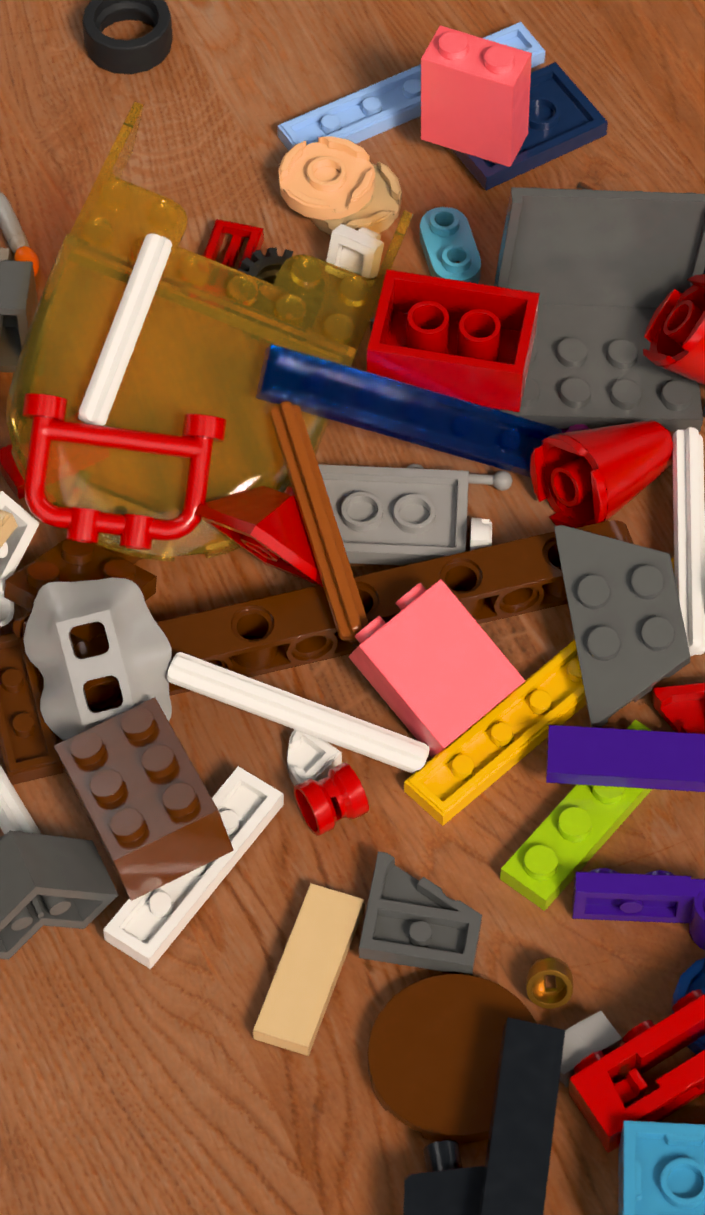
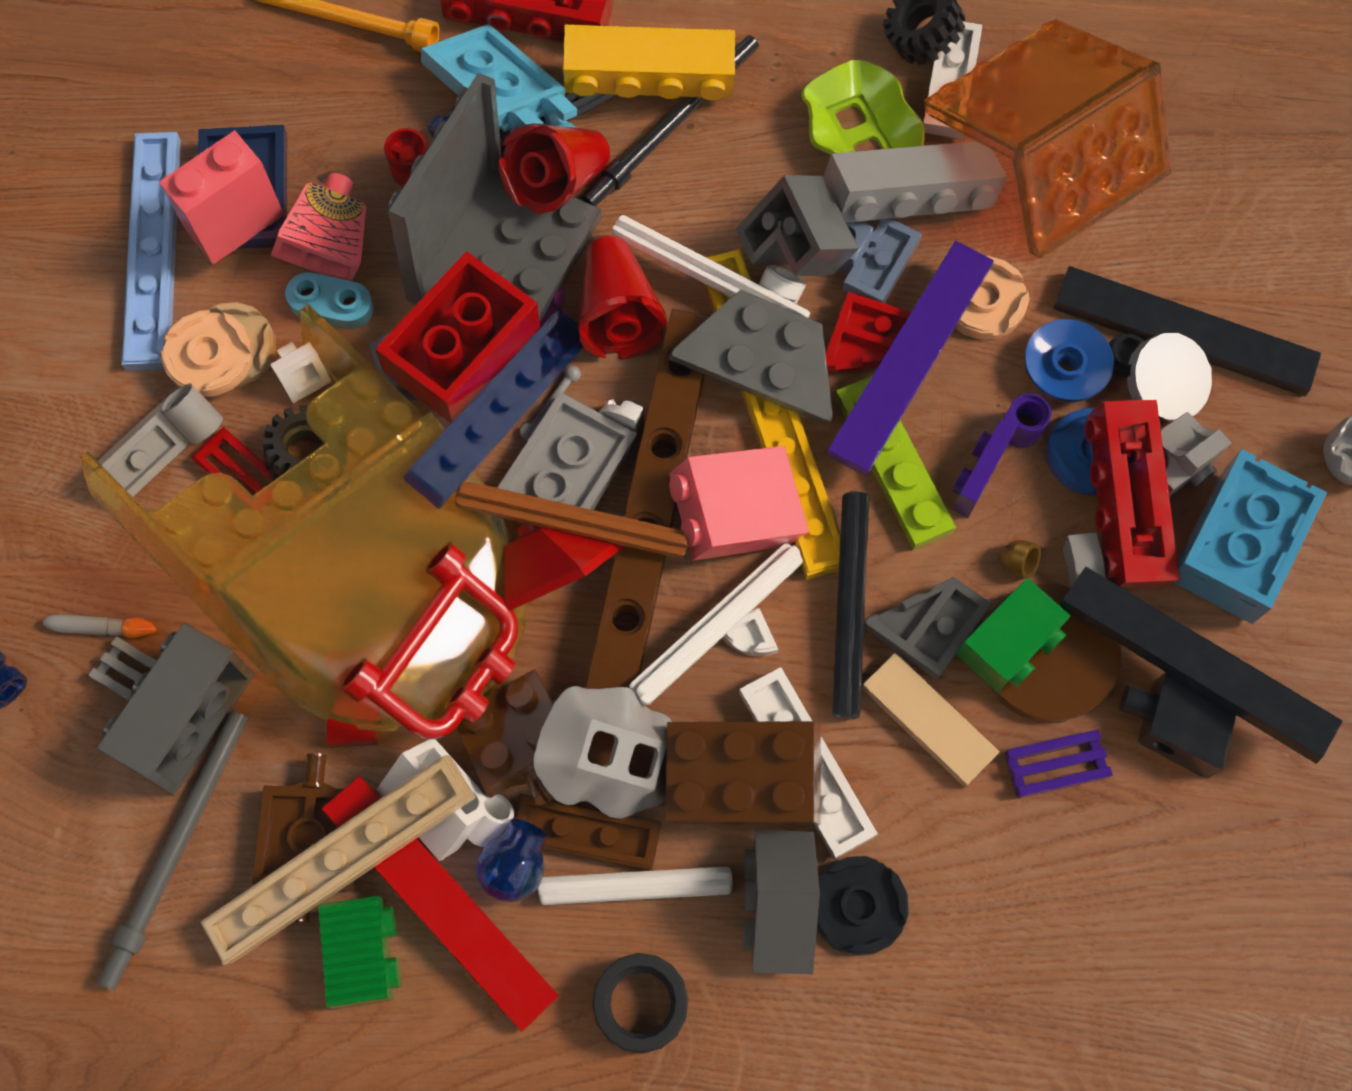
camera: 65 degrees left, 15 degrees up
(67, 985) = (861, 906): none -> black tile
(125, 330) = (325, 577): white axle -> none
(211, 183) = (160, 437): none -> light grey plate
(300, 1082) = (1095, 754): none -> dark purple tile
(331, 799) = (800, 634): red wheel -> none
(392, 832) = (851, 606): none -> black axle
(440, 992) = (1013, 635): none -> green brick
(487, 189) = (324, 229): none -> coral torso

